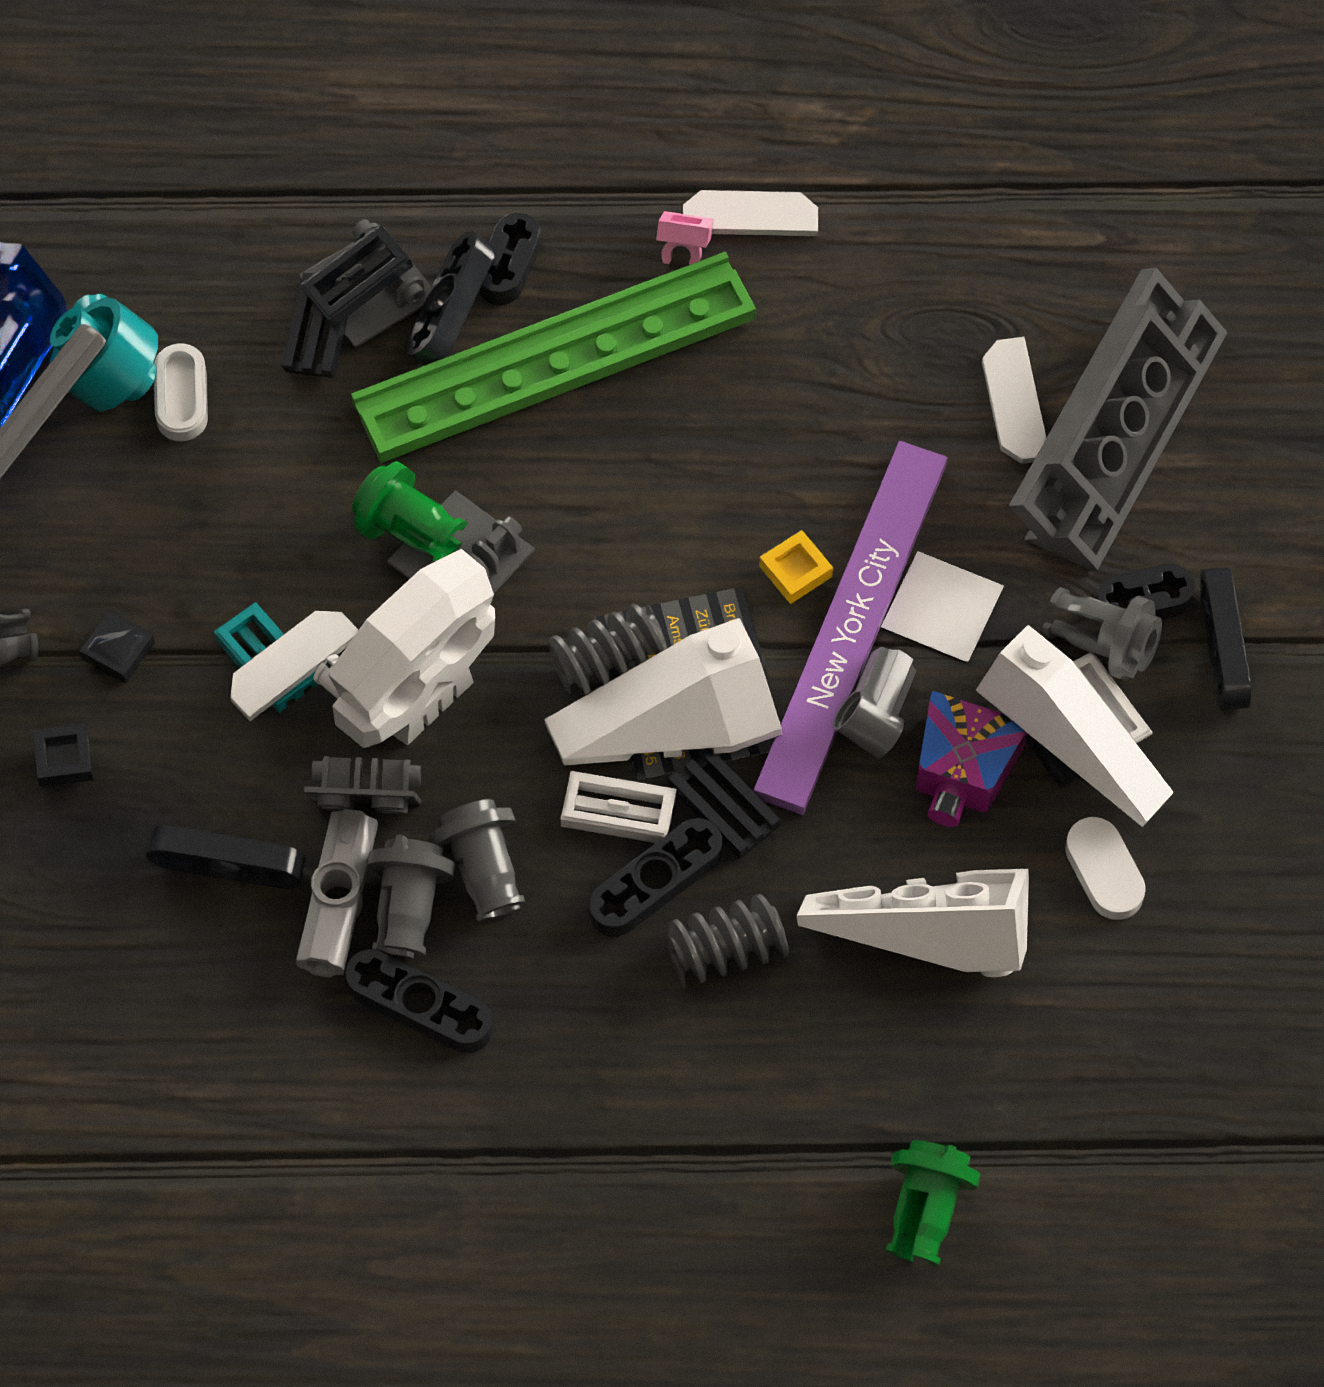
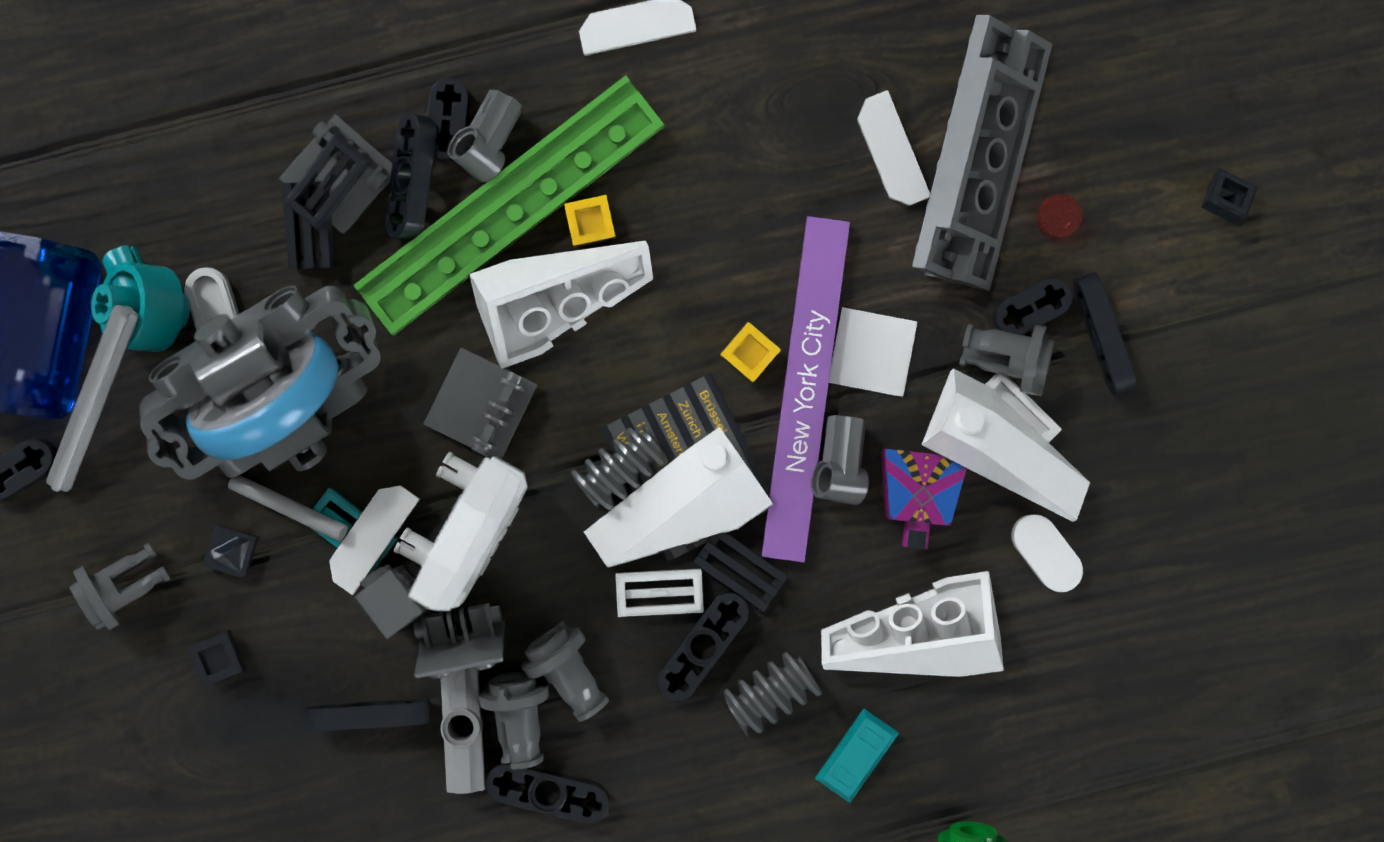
camera: 10 degrees left, 25 degrees up
(202, 608) = (288, 507): none -> light grey bar
(217, 457) = (259, 385): none -> dark grey piece
(298, 721) = (387, 599): none -> dark grey brick
(393, 506) = (427, 389): green piece -> none
(541, 281) = (480, 145): none -> dark grey piece
(569, 457) = (542, 296): none -> white wedge
(643, 391) = (590, 221): none -> yellow plate
(684, 231) = (587, 64): bright pink tile -> none
(814, 1050) = (856, 755): none -> teal tile
(1197, 507) = (1059, 216): none -> clear red tile

